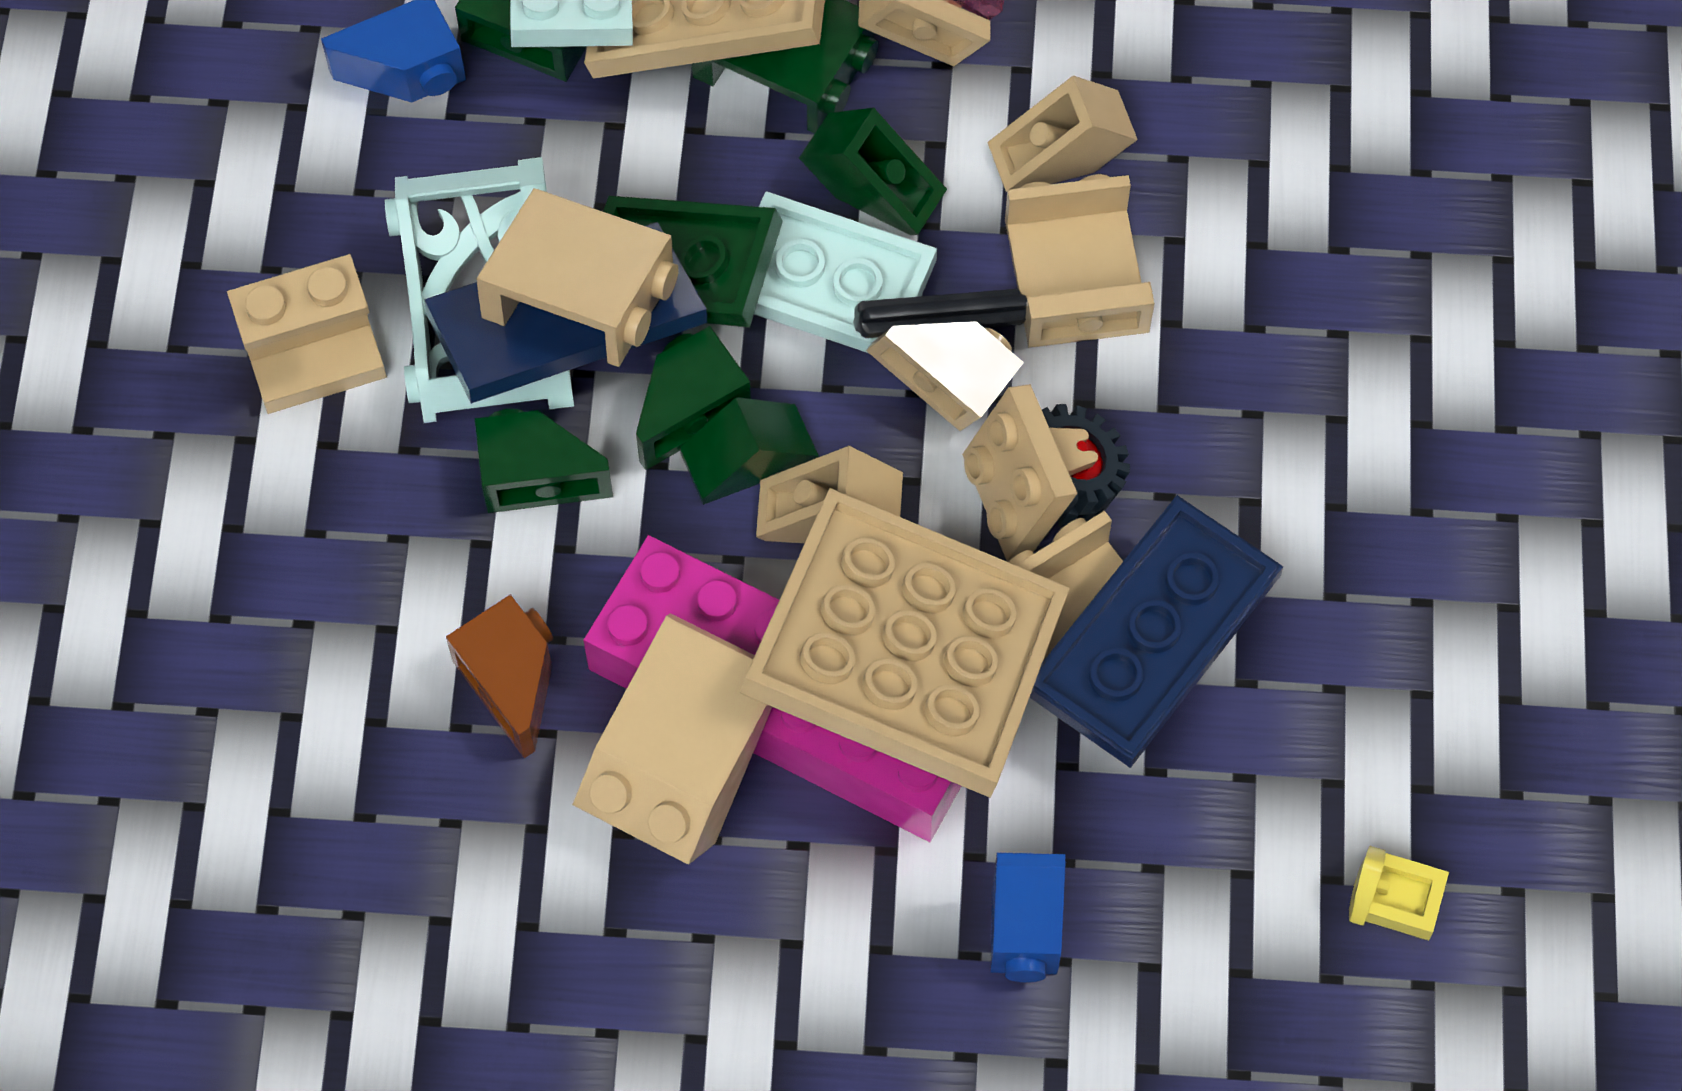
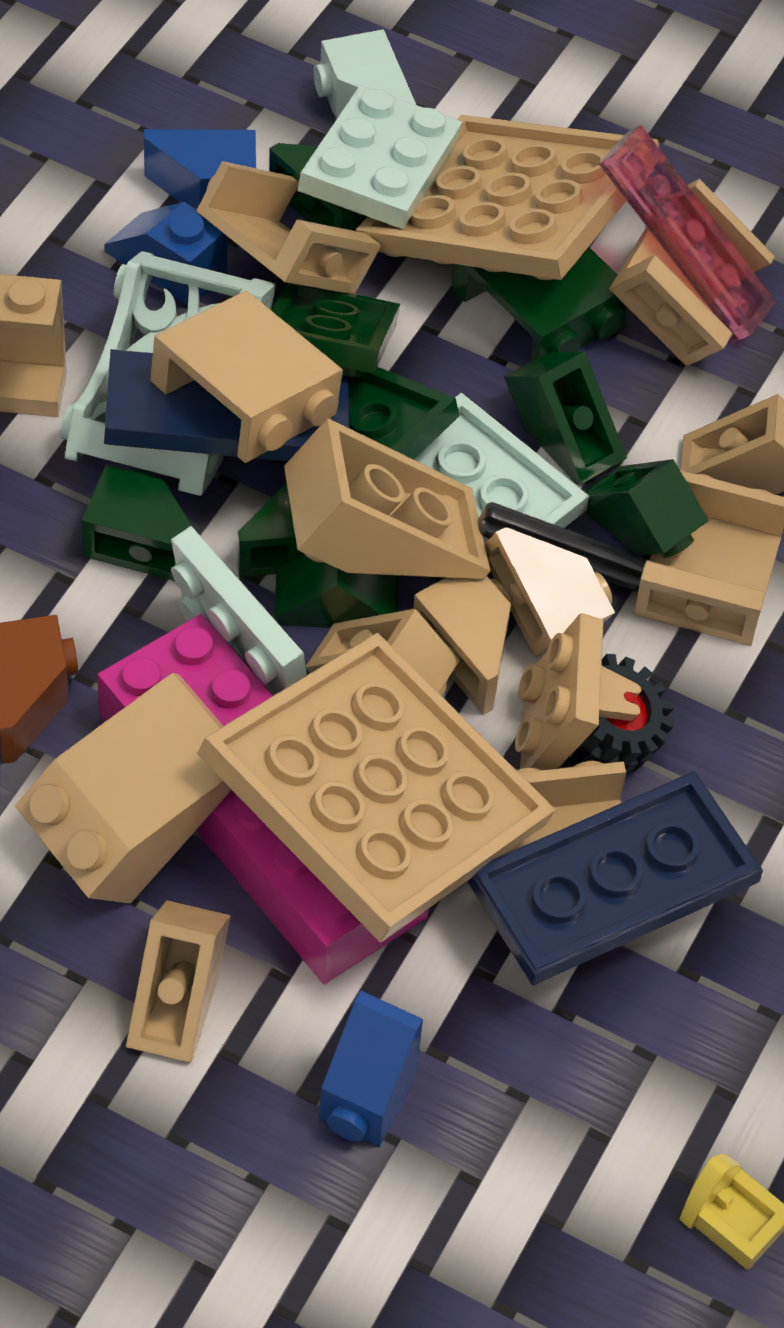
camera: 20 degrees right, 10 degrees down
(405, 143) = (176, 235): none -> blue slope
(466, 91) = (248, 209): none -> tan panel
(618, 172) = (341, 325): none -> dark green plate
(647, 508) = (234, 612): none -> light aqua plate
(766, 358) = (380, 510): none -> tan slope
(805, 902) = (177, 980): none -> tan slope
(896, 427) = (474, 624): none -> tan slope
(995, 238) = (647, 507): none -> dark green slope

